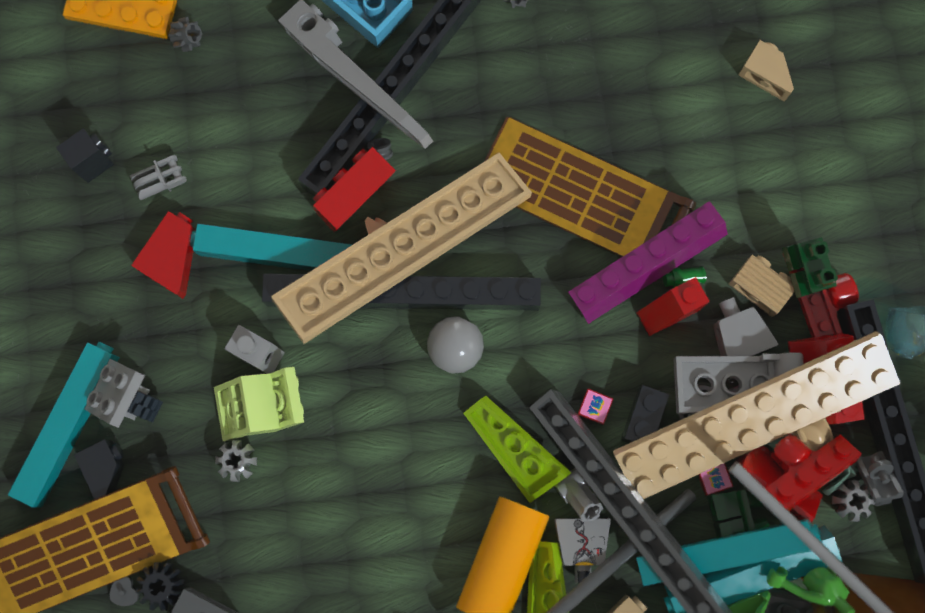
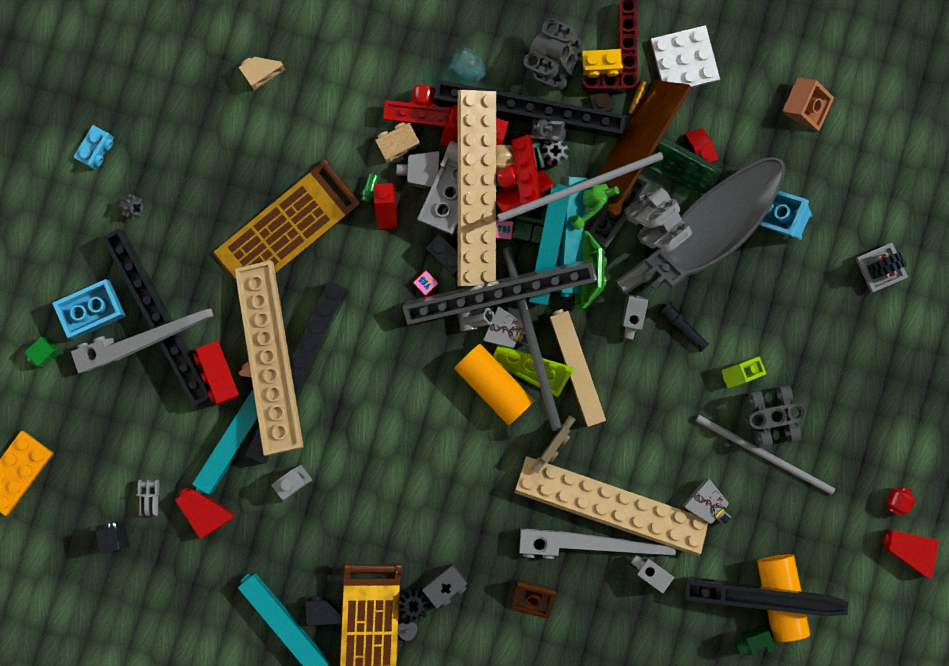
camera: 65 degrees left, 5 degrees up
(121, 395) = (282, 579): light grey plate -> none
(185, 34) = (58, 439): dark grey gear -> none
(228, 456) = (361, 520): light grey piece -> none
(259, 404) = (327, 494): yellowish green bracket -> none
(382, 146) = (195, 342): dark grey bush -> none
(455, 345) = (346, 353): light grey piece -> none
(520, 454) = (433, 344): lime wing -> none
(649, 262) = (350, 207): magenta brick -> none
(817, 271) = (397, 105): dark green hips -> none

